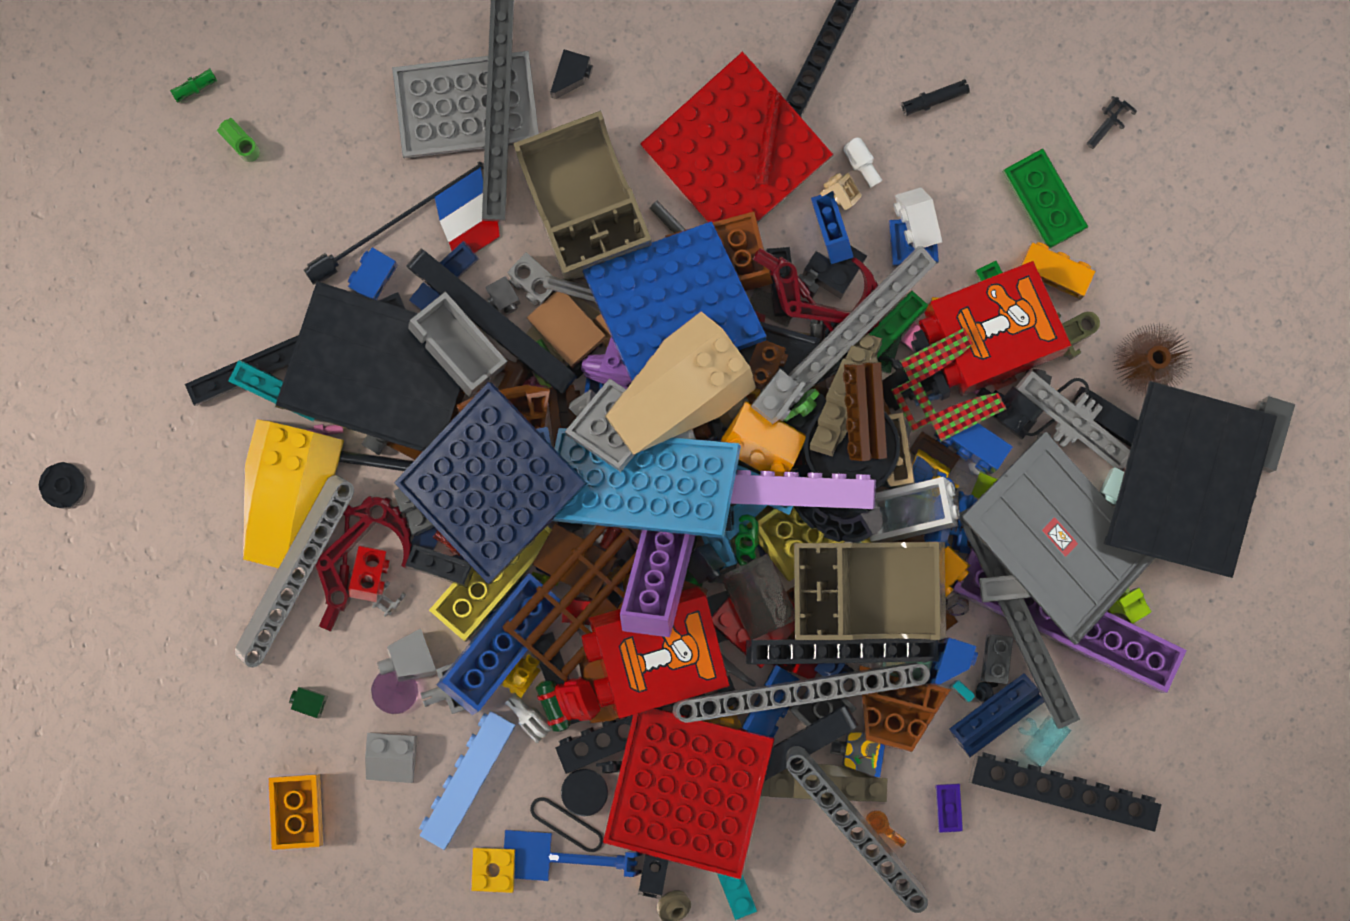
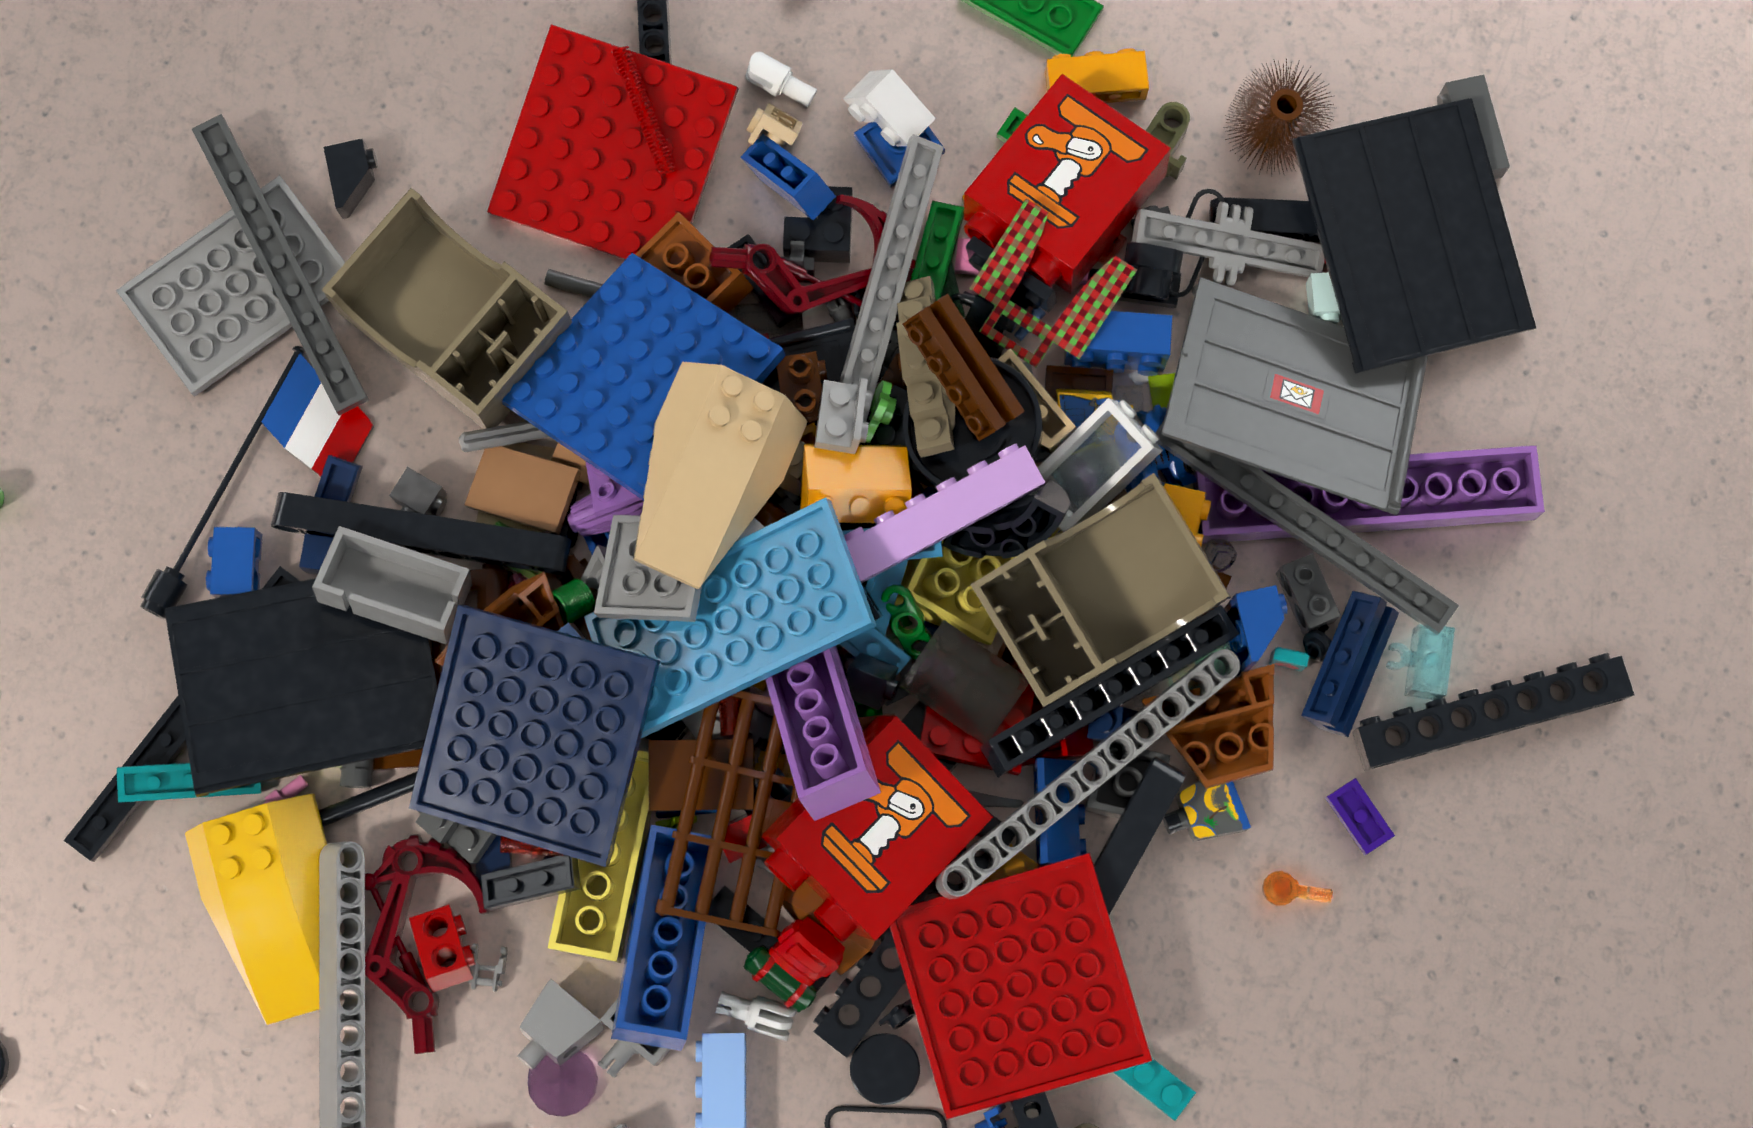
camera: 25 degrees left, 5 degrees down
(522, 675) = (718, 963): yellow hips -> none
(529, 284) = (444, 461): light grey brick -> none
(558, 414) = (574, 600): none -> green piece
(851, 782) = (1187, 875): dark tan piece -> none
(861, 839) = (1274, 920): dark grey beam -> none
(1001, 589) = (1264, 497): light grey tile -> none
(1131, 606) = (1435, 431): lime brick -> none

